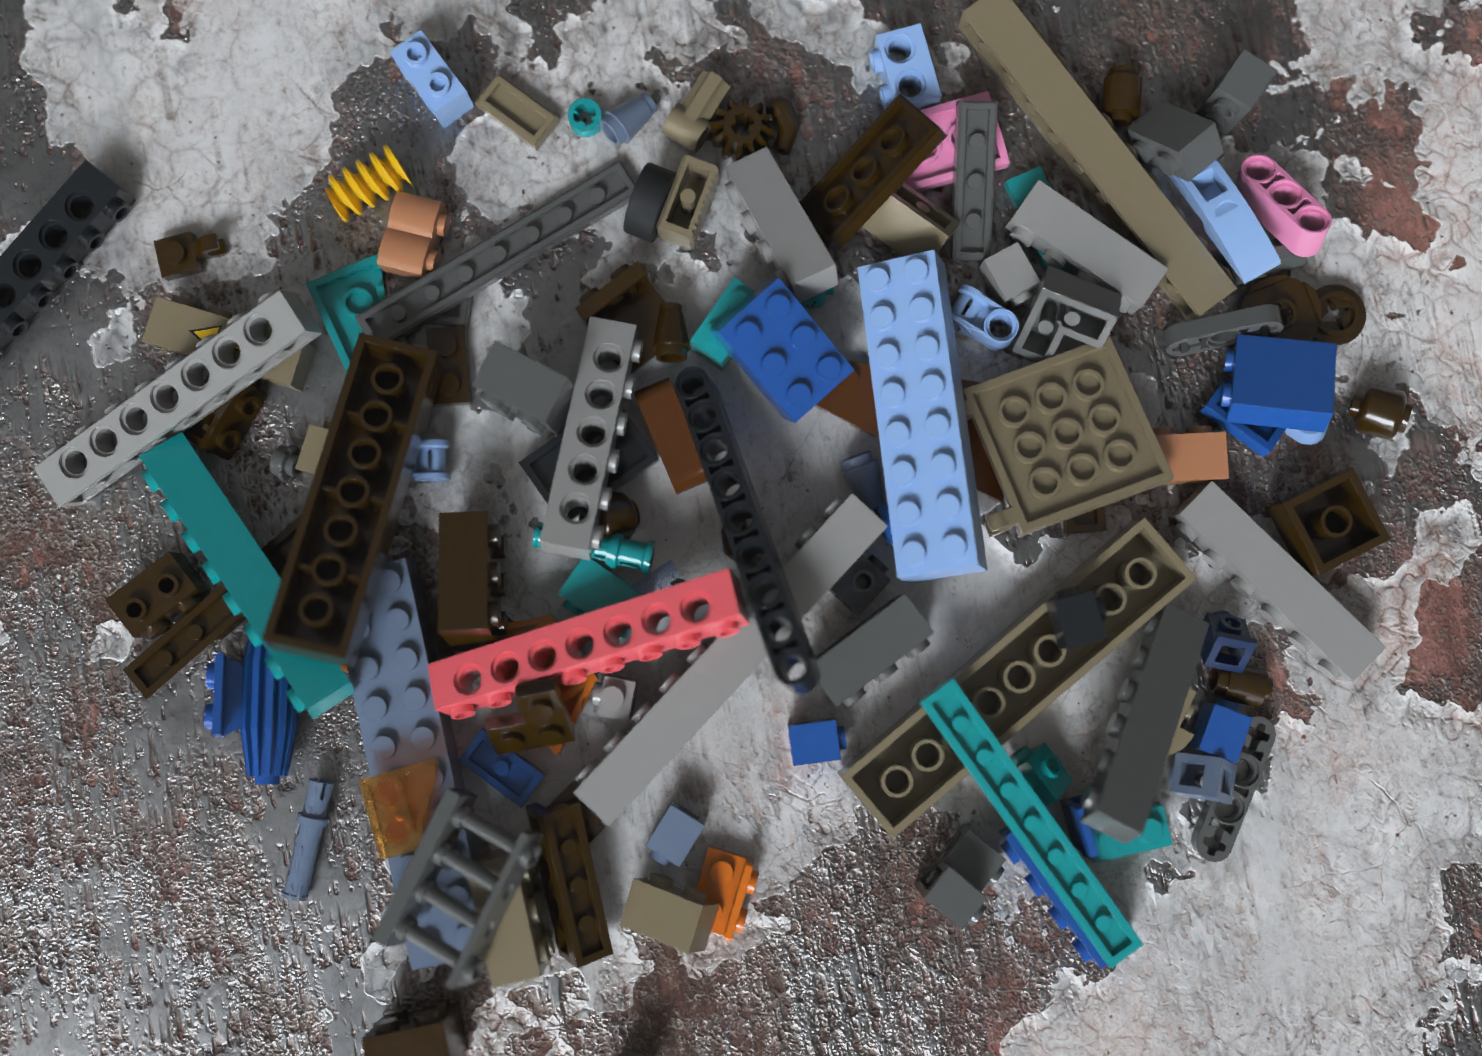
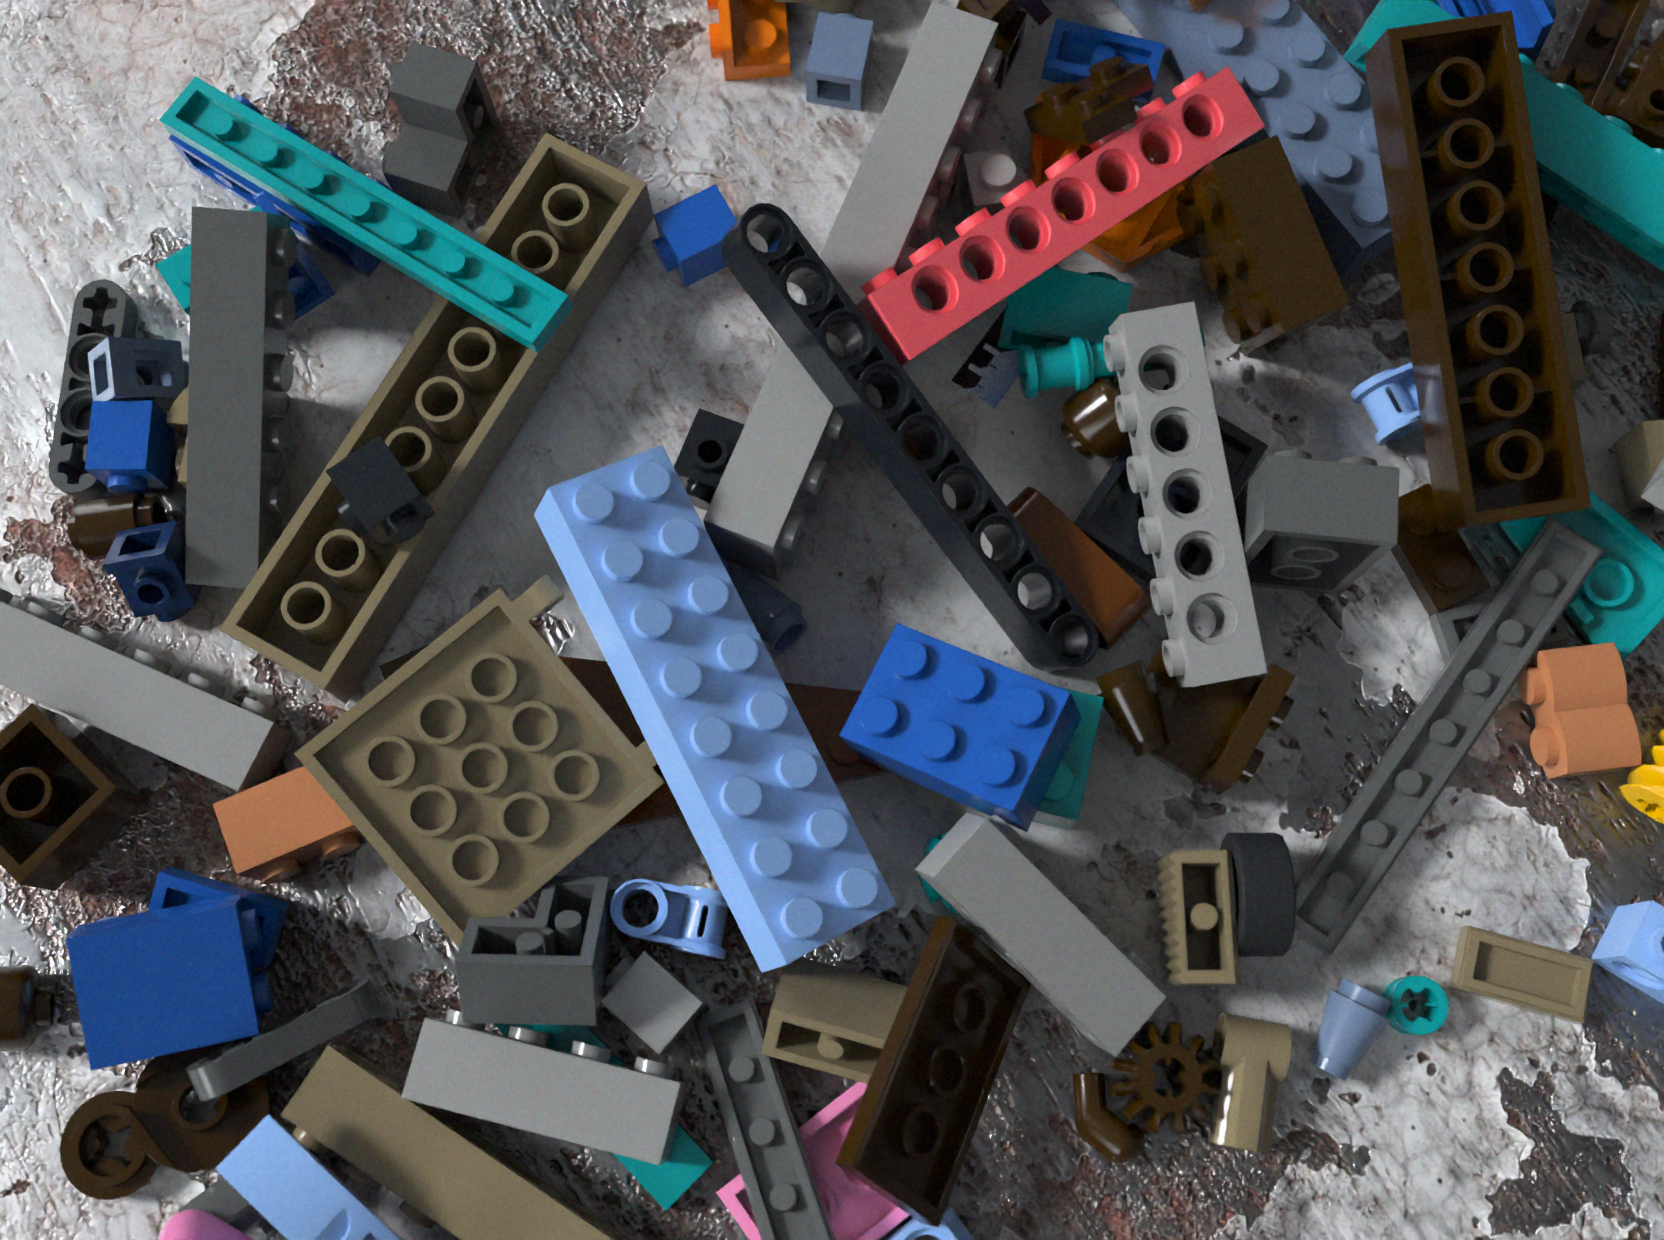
camera: 160 degrees right, 10 degrees down
(872, 650) = (668, 360): dark grey brick -> none
(1042, 771) = (372, 297): teal brick -> none

